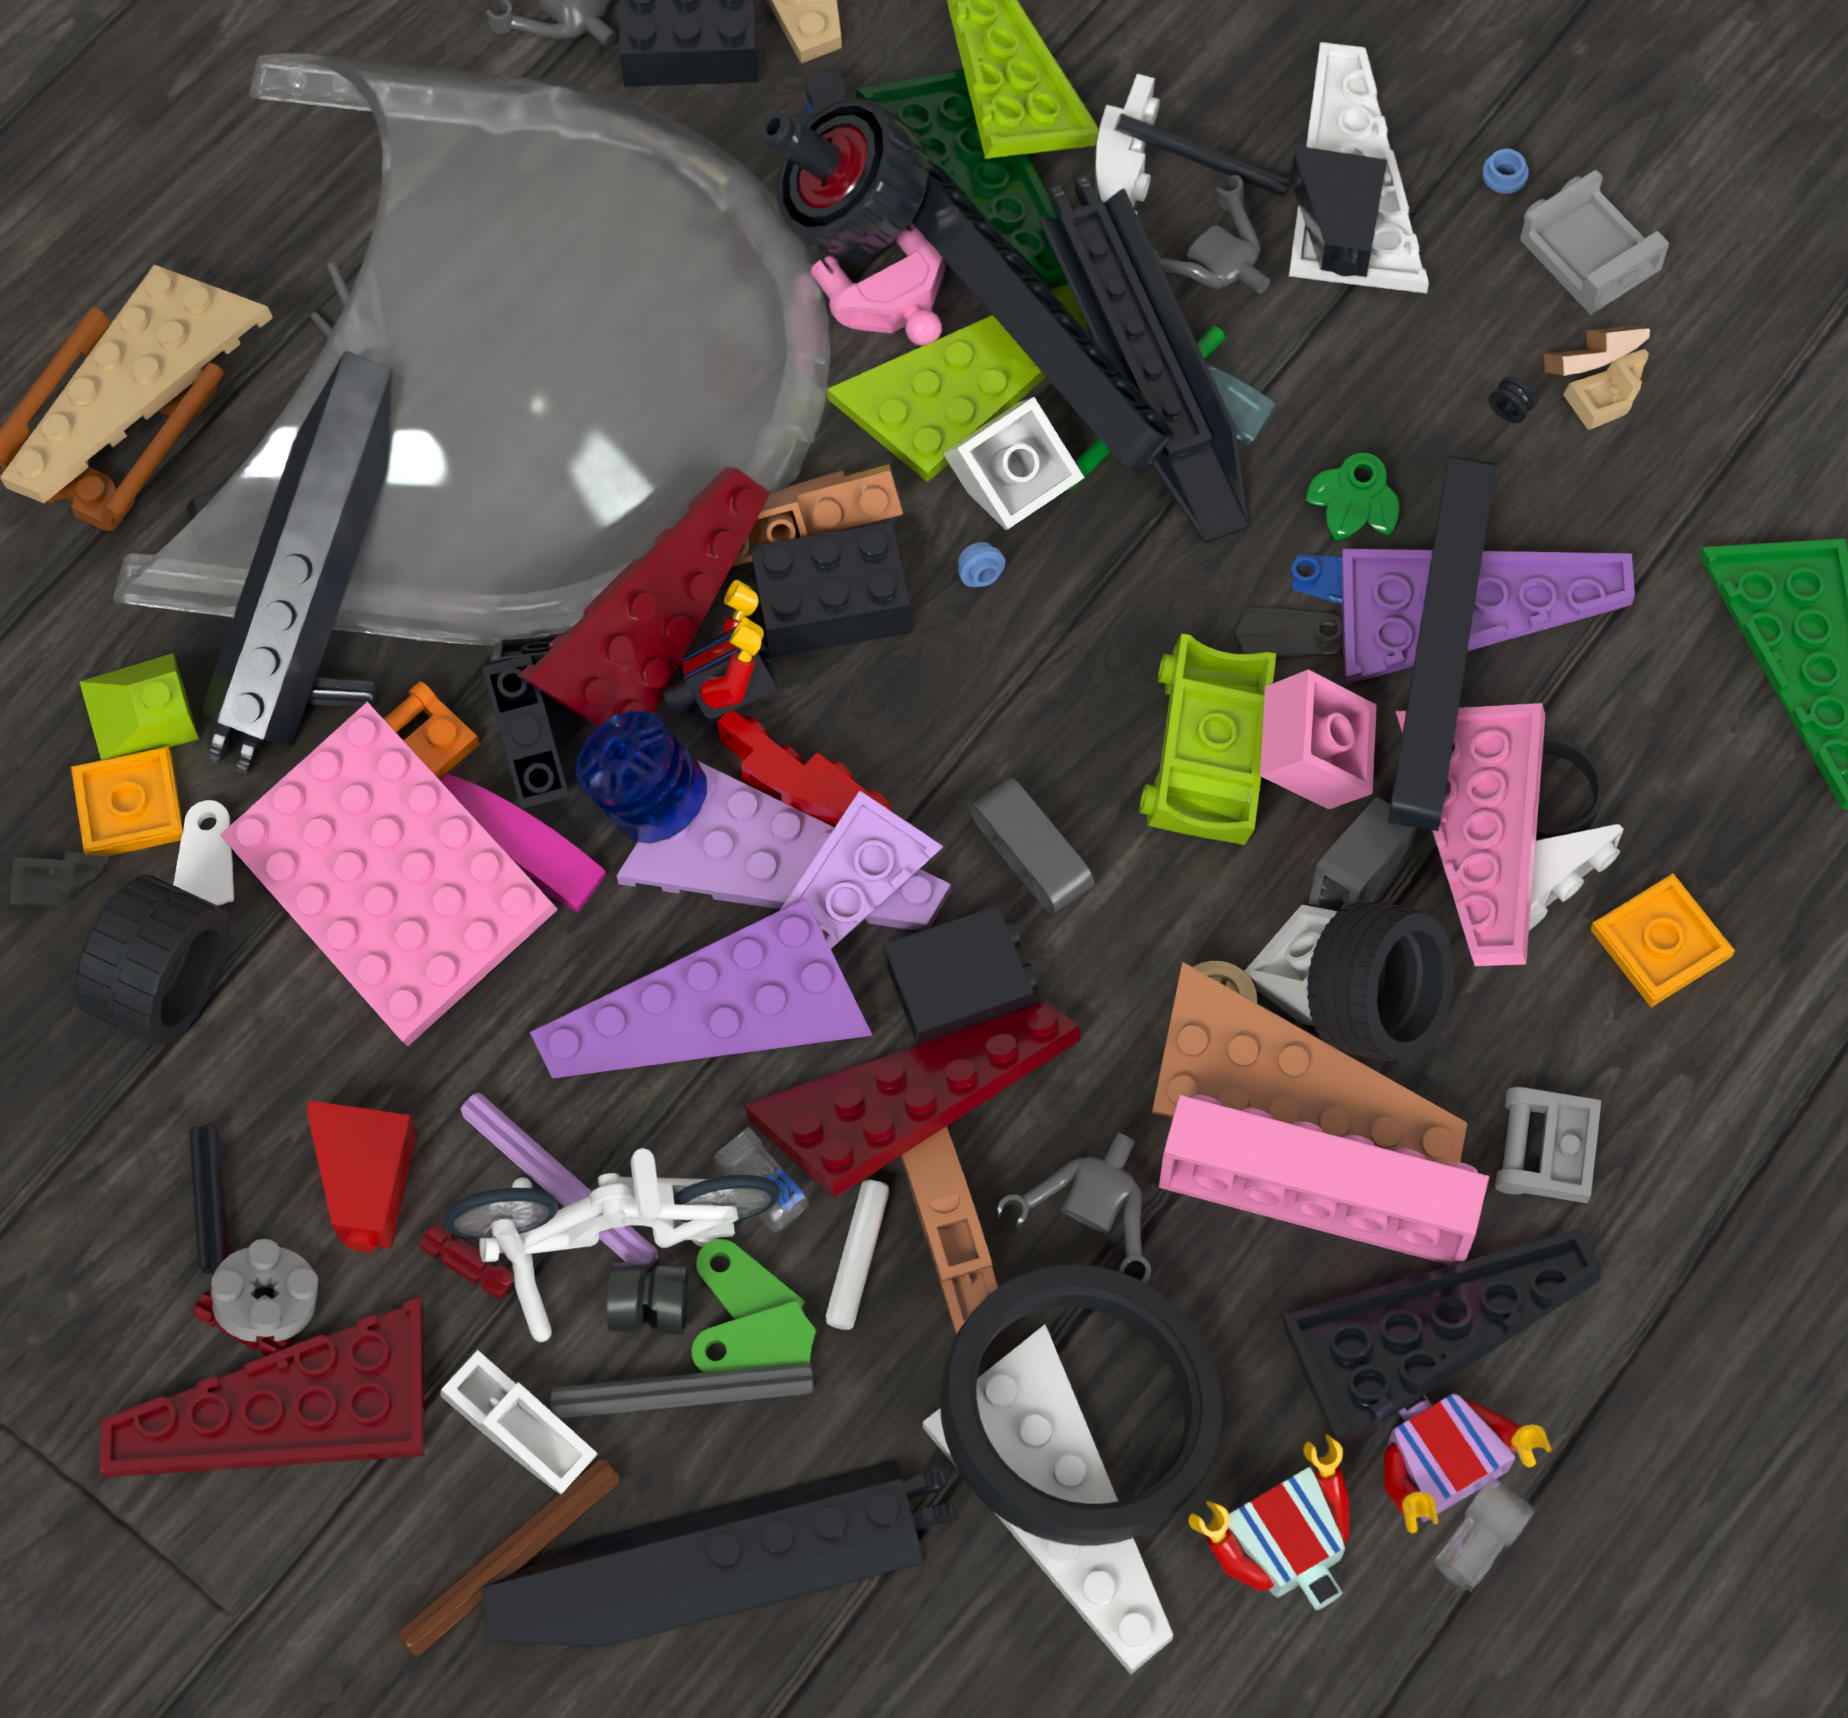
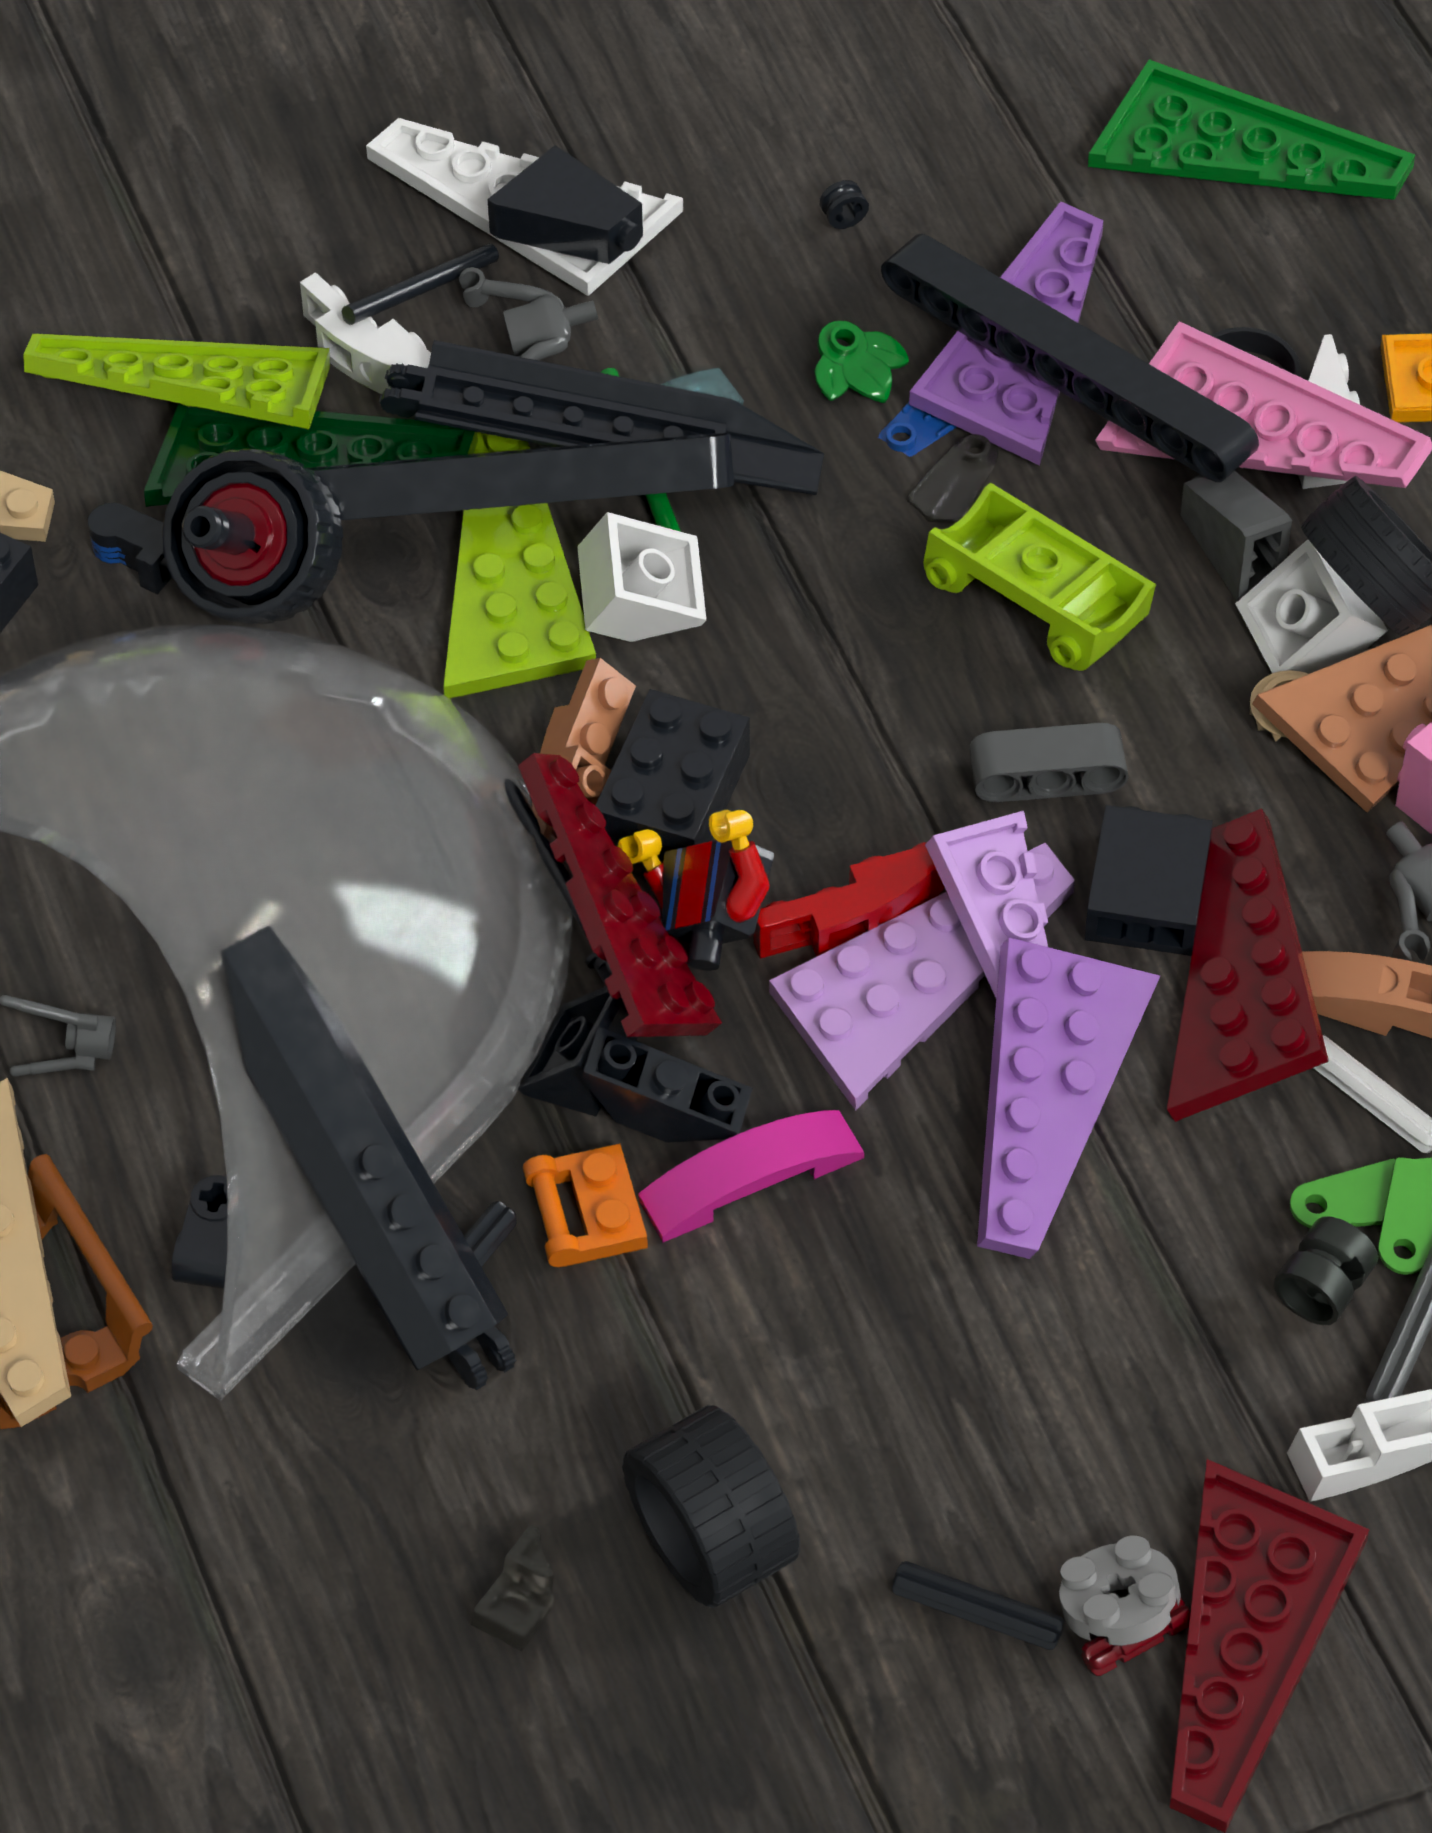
camera: 60 degrees left, 10 degrees down
(128, 802) = (473, 1486): light orange tile -> none
(139, 708) = (372, 1422): lime slope -> none
(204, 856) = (583, 1442): white piece -> none
(362, 1169) = (1037, 1453): red slope -> none
(388, 873) = (725, 1282): bright pink plate -> none
(466, 1261) = (1186, 1410): dark red axle -> none
(527, 1219) = (1264, 1204): white piece -> none
(550, 1174) = (1147, 1298): lavender axle -> none
(641, 777) = (807, 1023): clear blue wheel -> none
(748, 1157) = (1256, 1132): clear leg -> none
(893, 297) = (382, 587): bright pink connector -> none
(980, 564) = (727, 660): medium blue plate -> none
(1318, 740) = (1101, 494): bright pink brick -> none
(1509, 162) = (603, 93): medium blue plate -> none
(1590, 243) = (726, 76): light grey panel -> none
(1602, 348) = (842, 121): slope -> none
(1609, 393) = (881, 140): tan slope -> none

